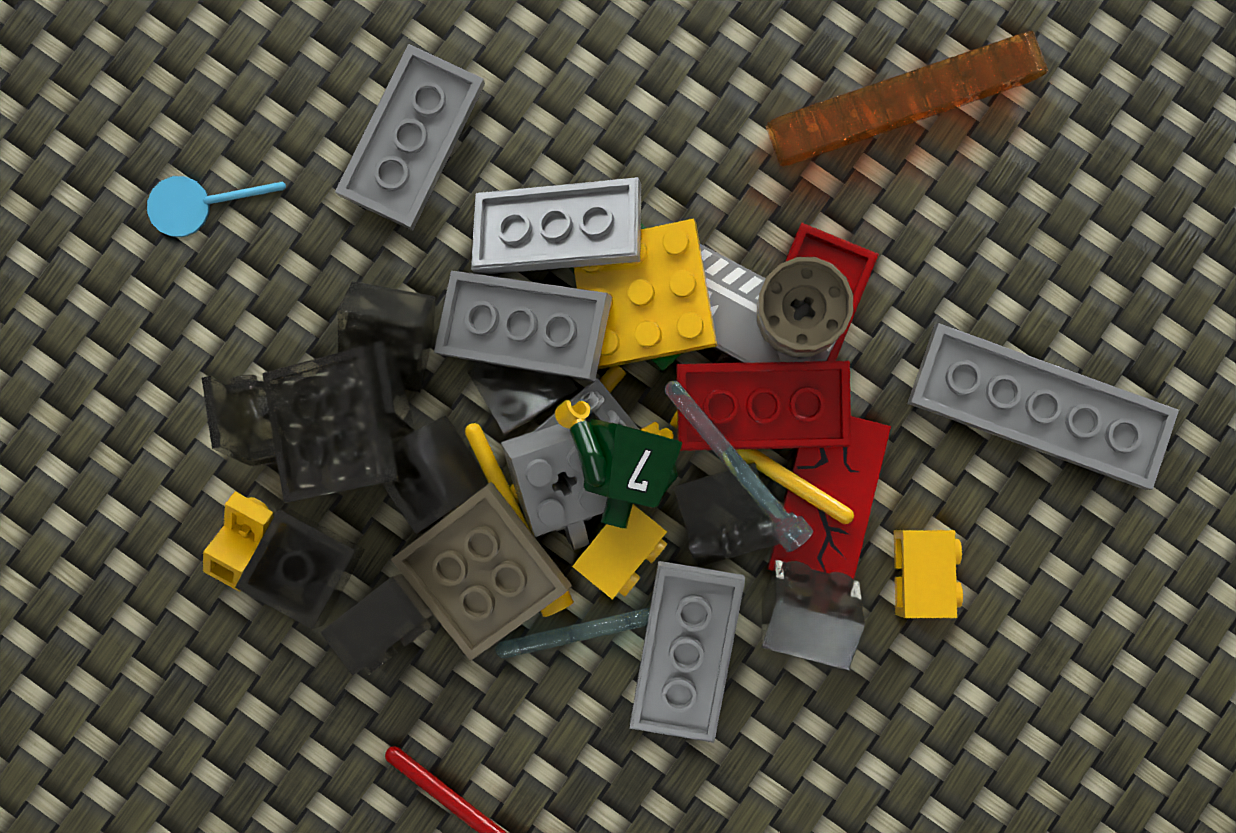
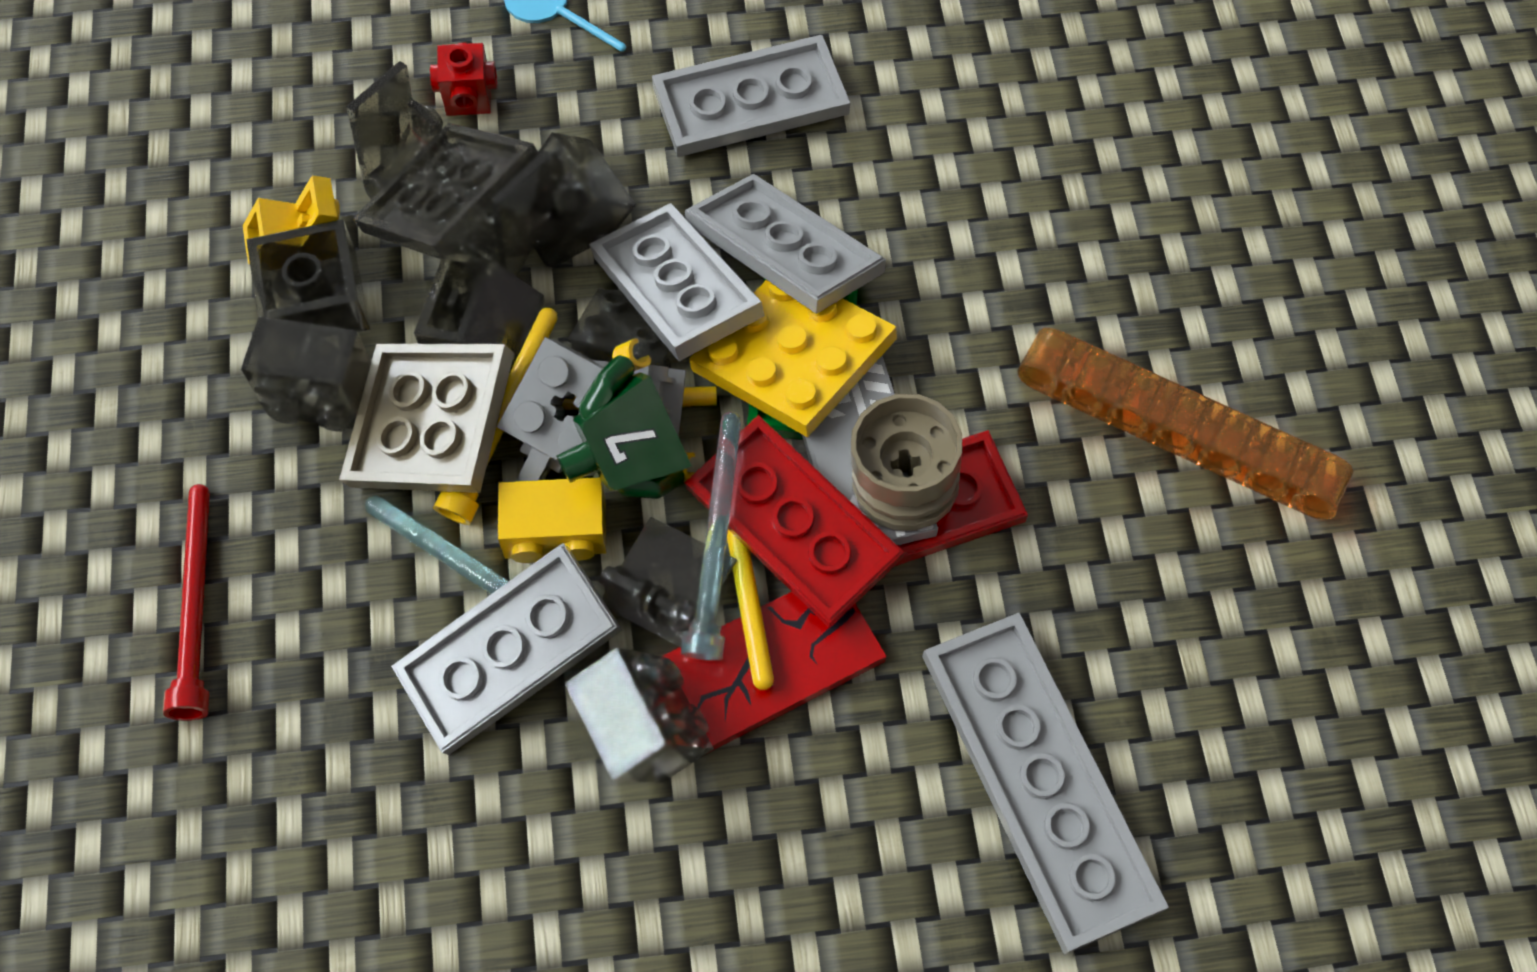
camera: 50 degrees right, 20 degrees down
(229, 325) = (464, 78): none -> red brick
(928, 573) = (779, 804): yellow piece -> none

